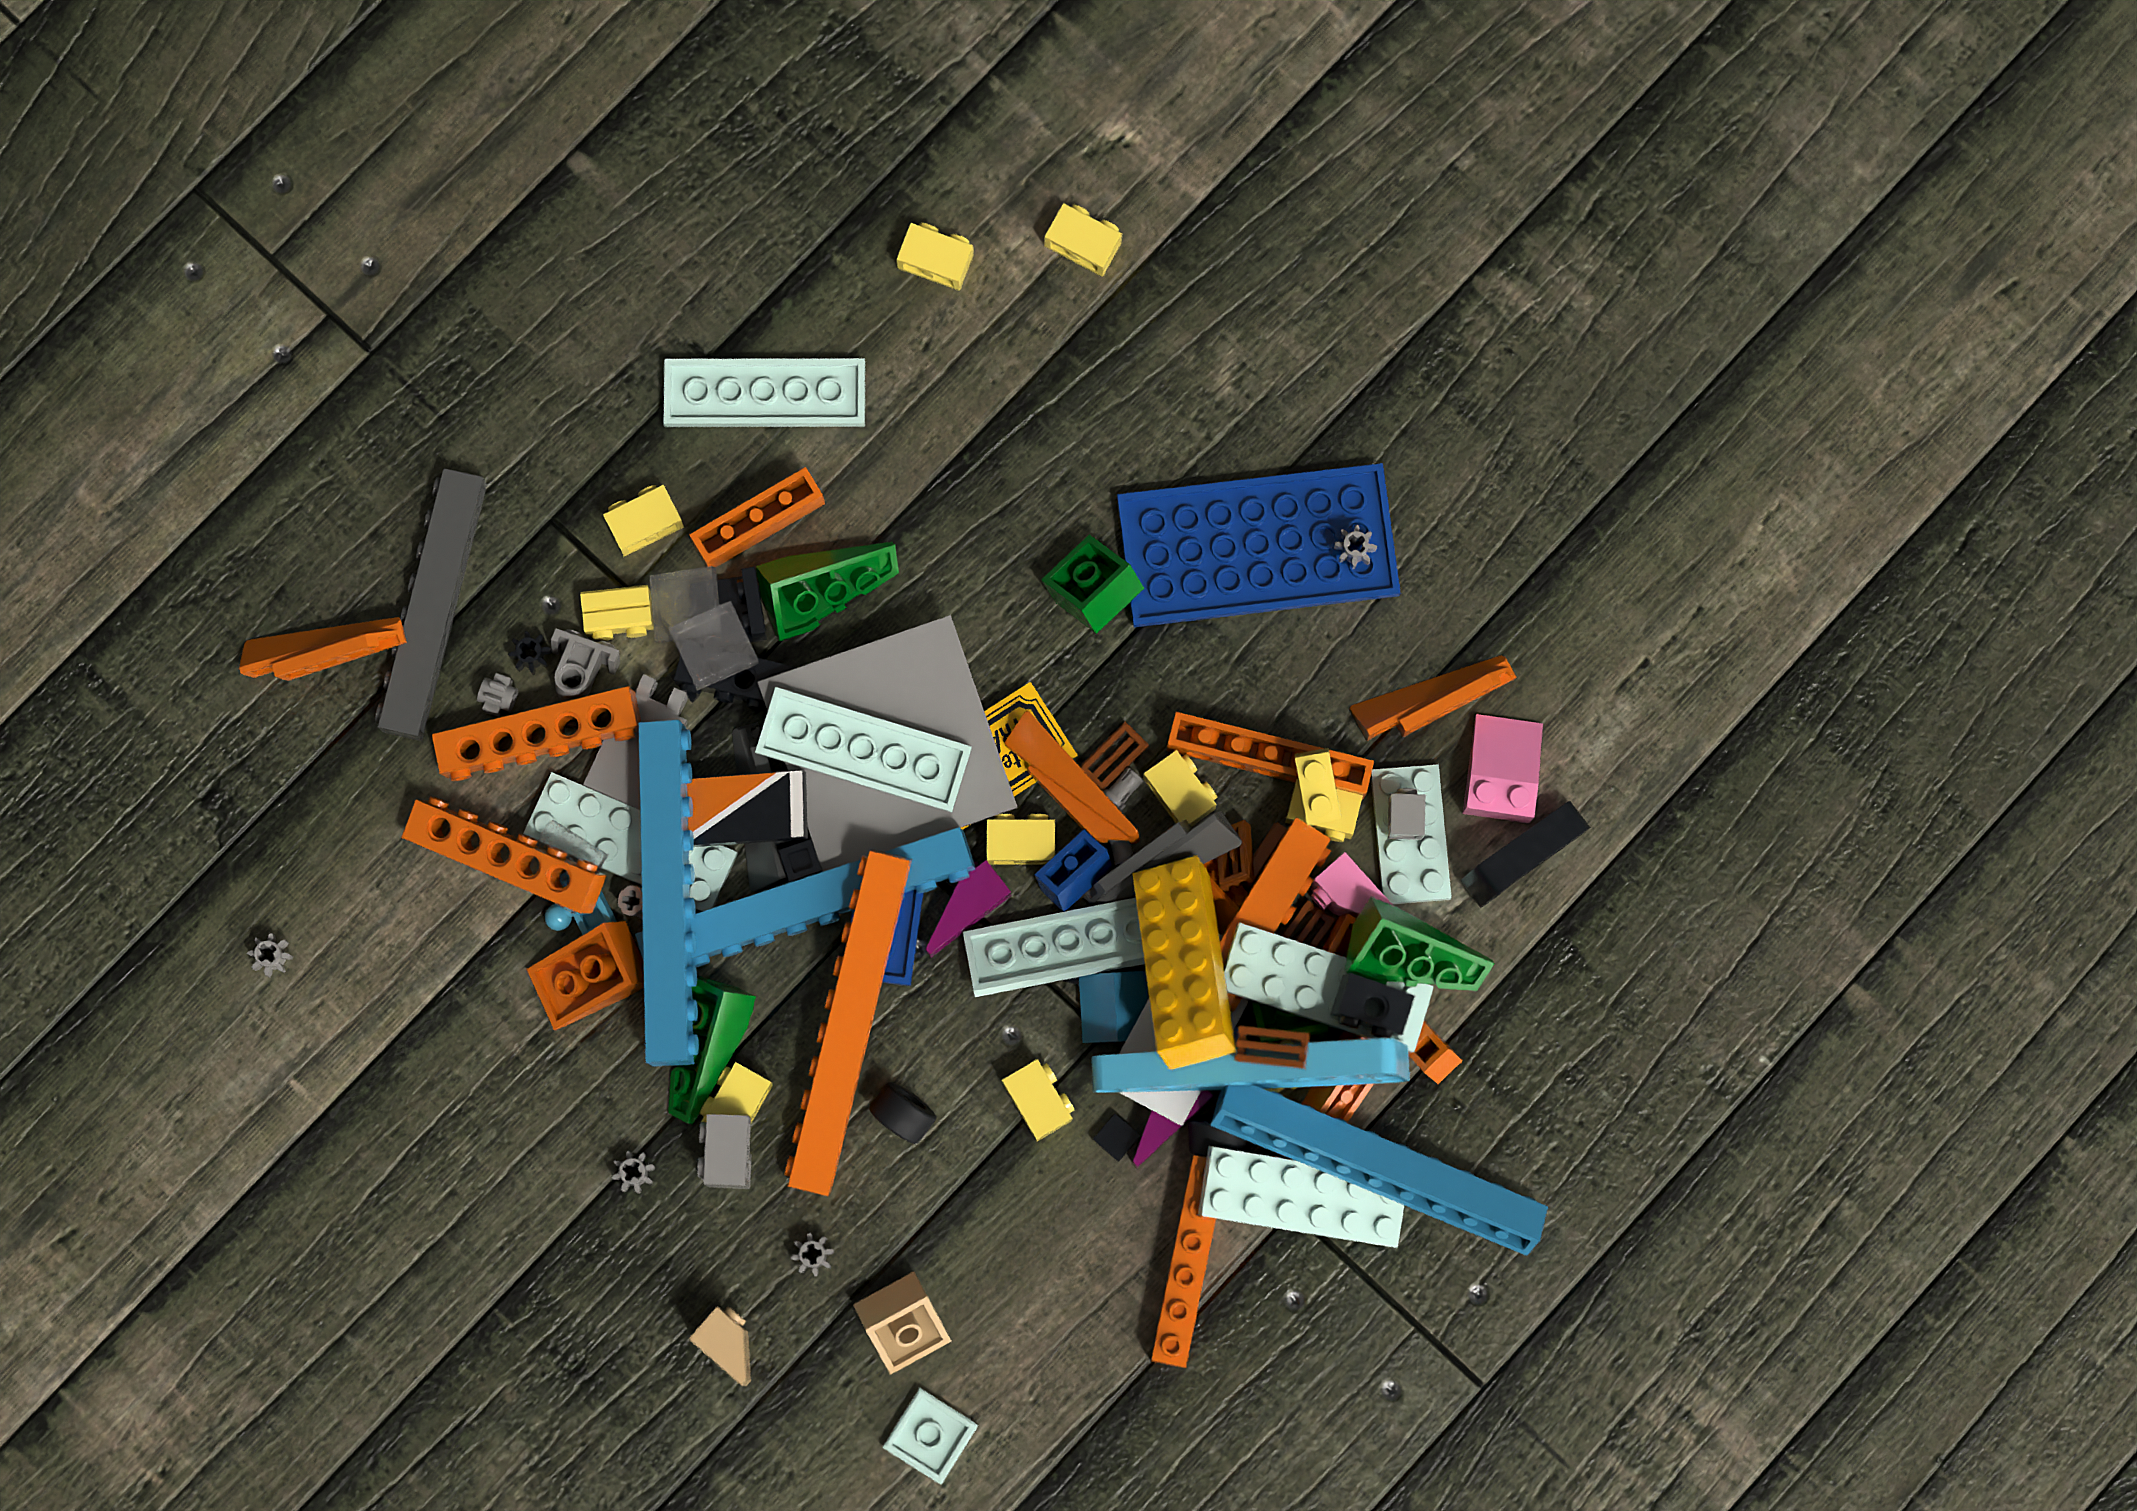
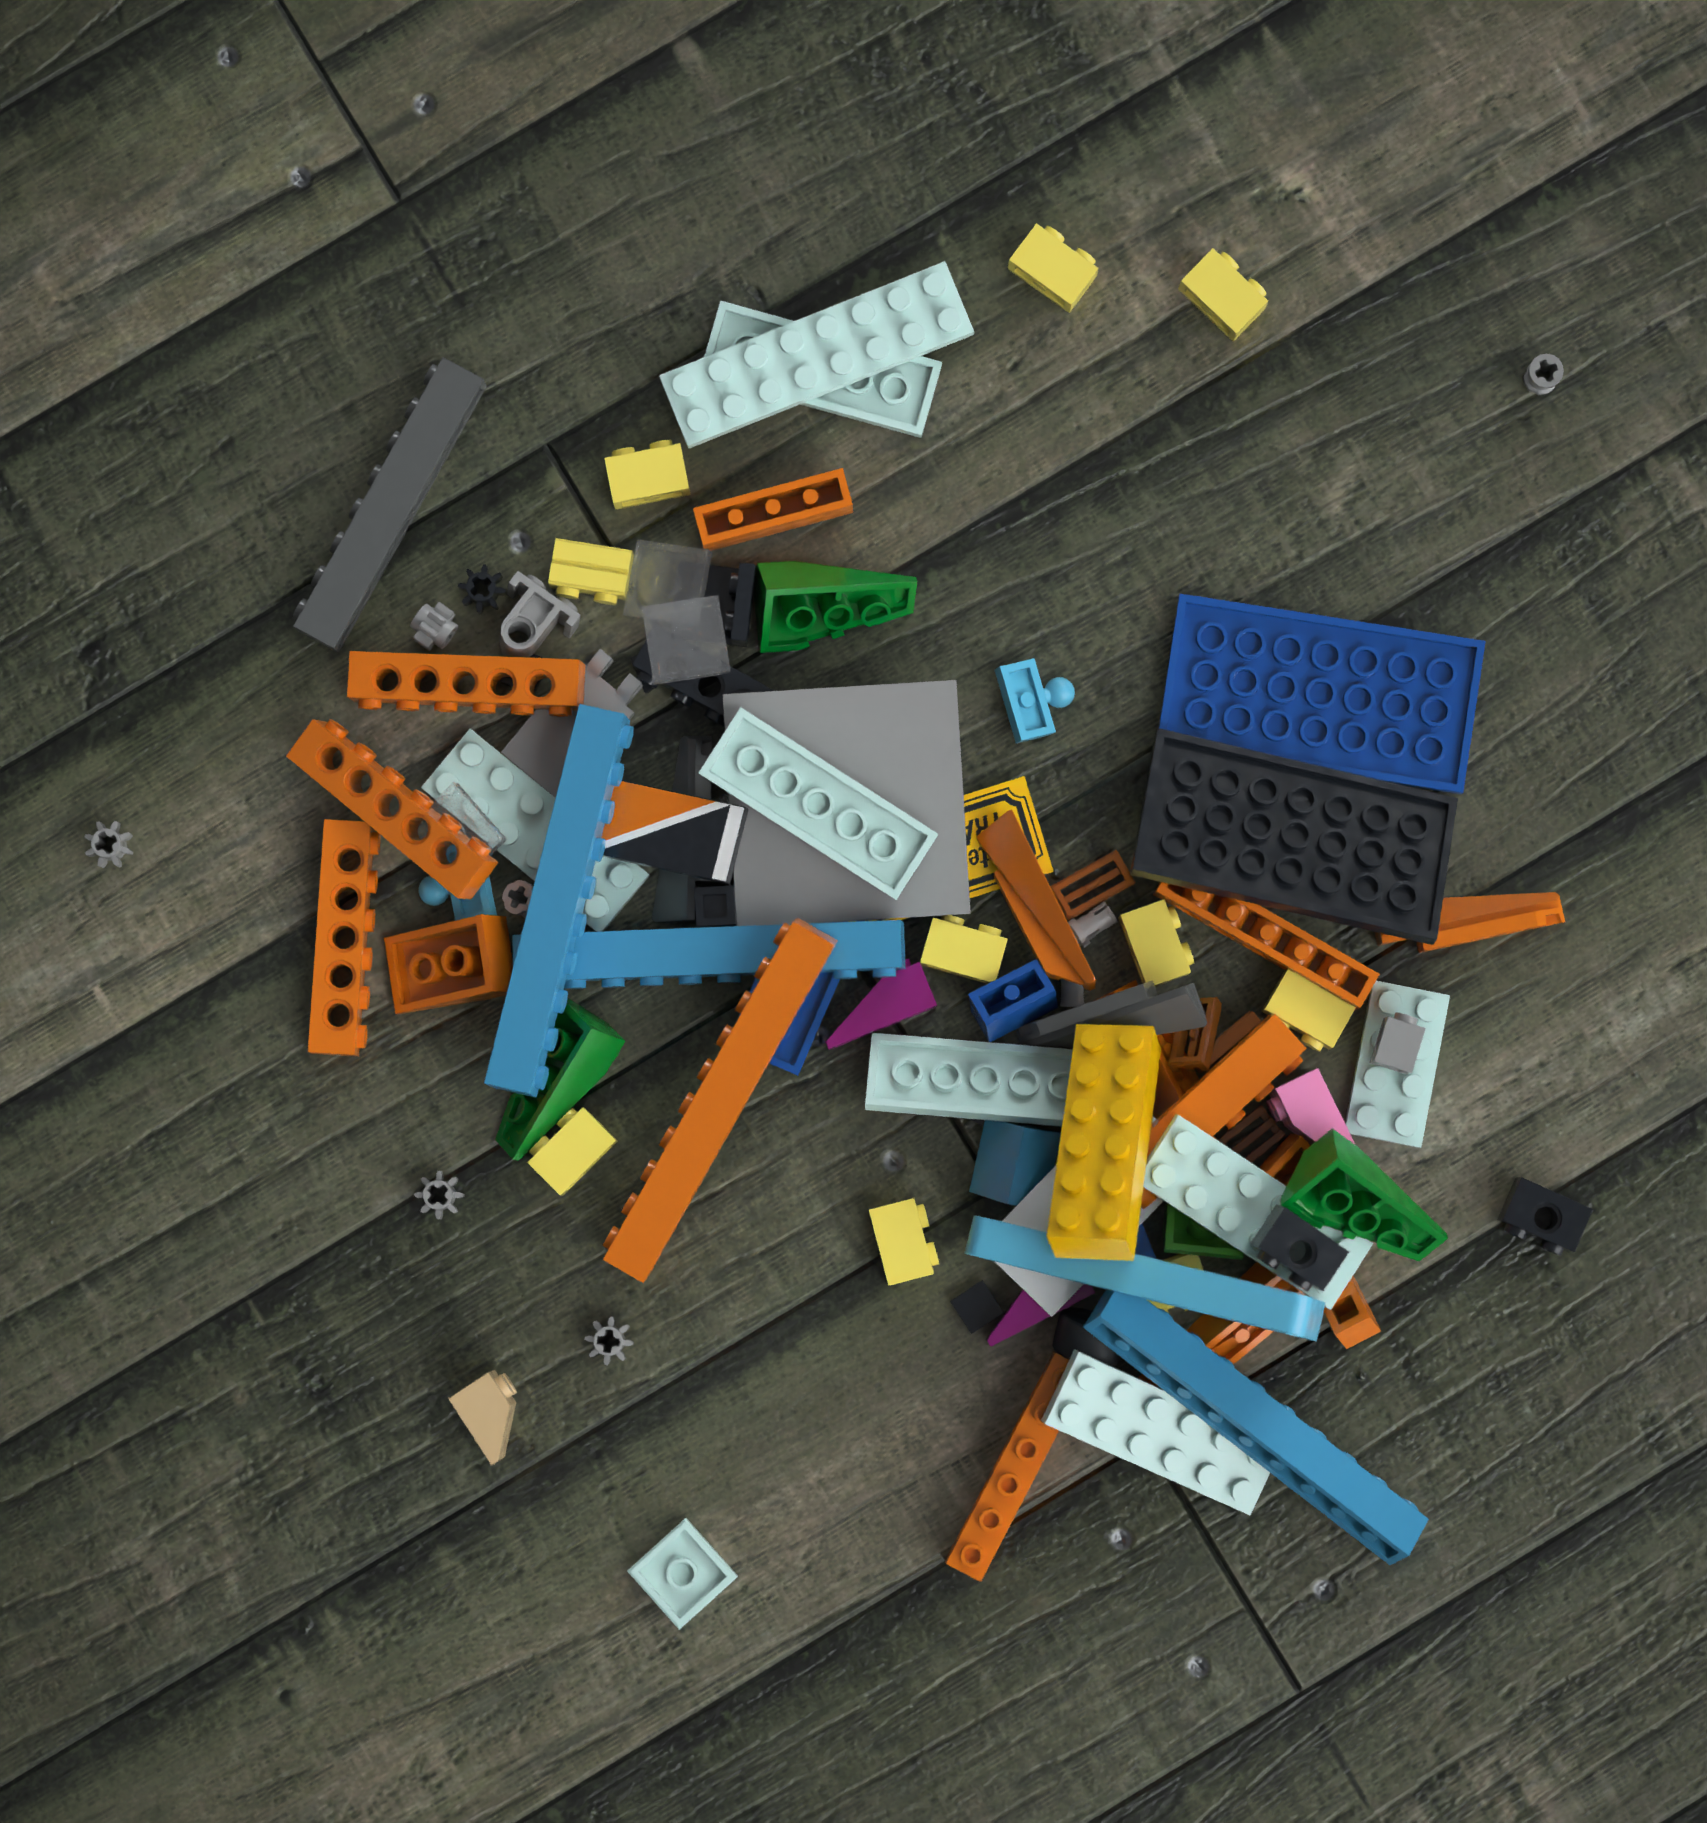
camera: 20 degrees right, 5 degrees up
(318, 649) = (251, 520): orange wedge -> none
(465, 895) = (338, 839): none -> orange brick
(726, 1151) = (546, 1203): light grey brick -> none
(757, 381) = (816, 354): none -> light aqua plate
(902, 1113) = (750, 1214): black tyre -> none
(902, 1323) = (685, 1442): tan slope -> none
(1015, 618) = (1028, 700): none -> medium azure plate
(1092, 584) = (1124, 687): green brick -> none
(1242, 1044) = (1144, 1254): dark orange tile -> none
(1270, 667) = (1294, 836): none -> black plate
(1318, 786) = (1308, 986): light yellow brick -> none
(1355, 556) = (1425, 738): light grey gear -> none
(1365, 241) = (1546, 363): none -> light grey bush
(1503, 769) = (1521, 1020): bright pink slope -> none
(1524, 853) = (1517, 1123): black beam -> none
(1590, 919) = (1568, 1216): none -> black brick

